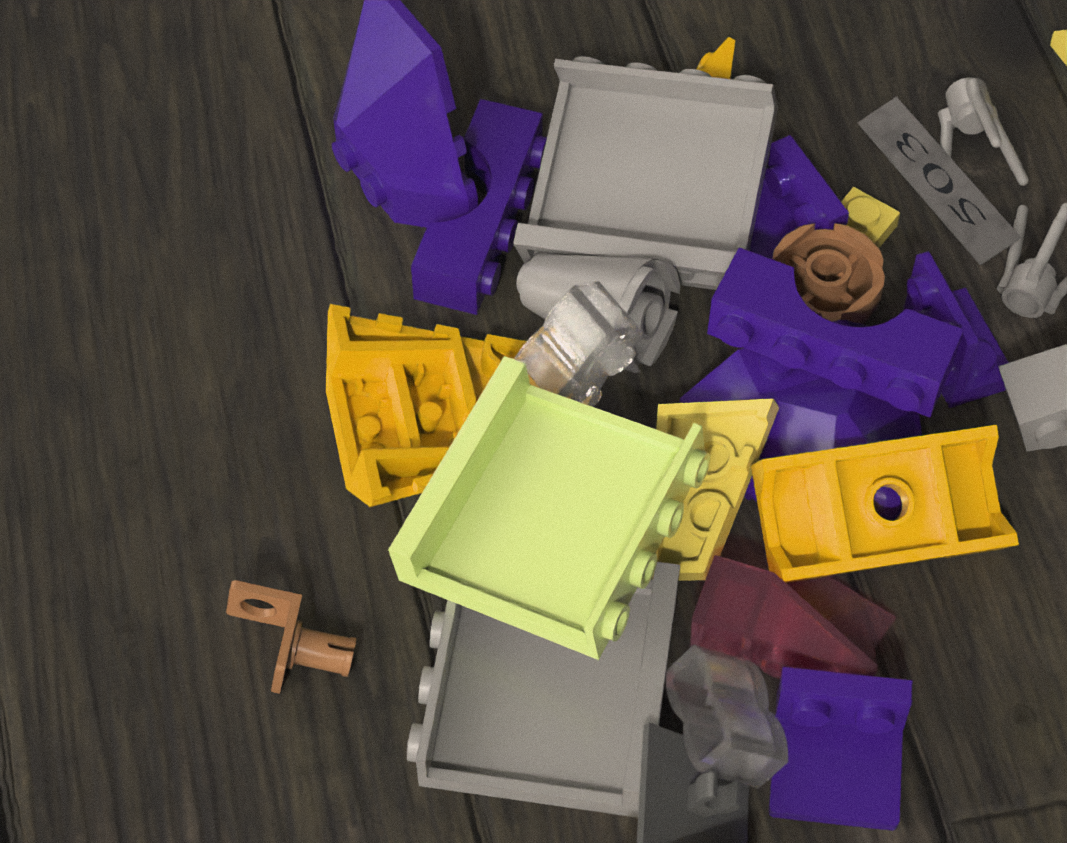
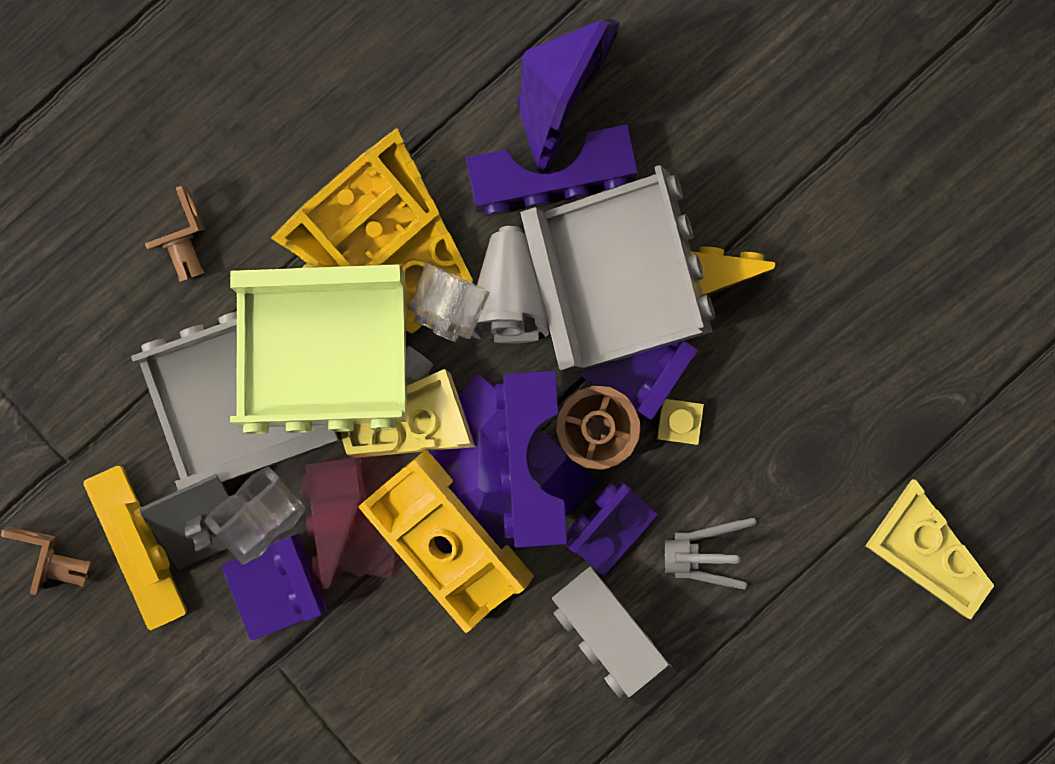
camera: 65 degrees right, 30 degrees up
(939, 181) = (746, 455): flat silver sticker -> none
(972, 113) = (814, 452): light grey plant -> none

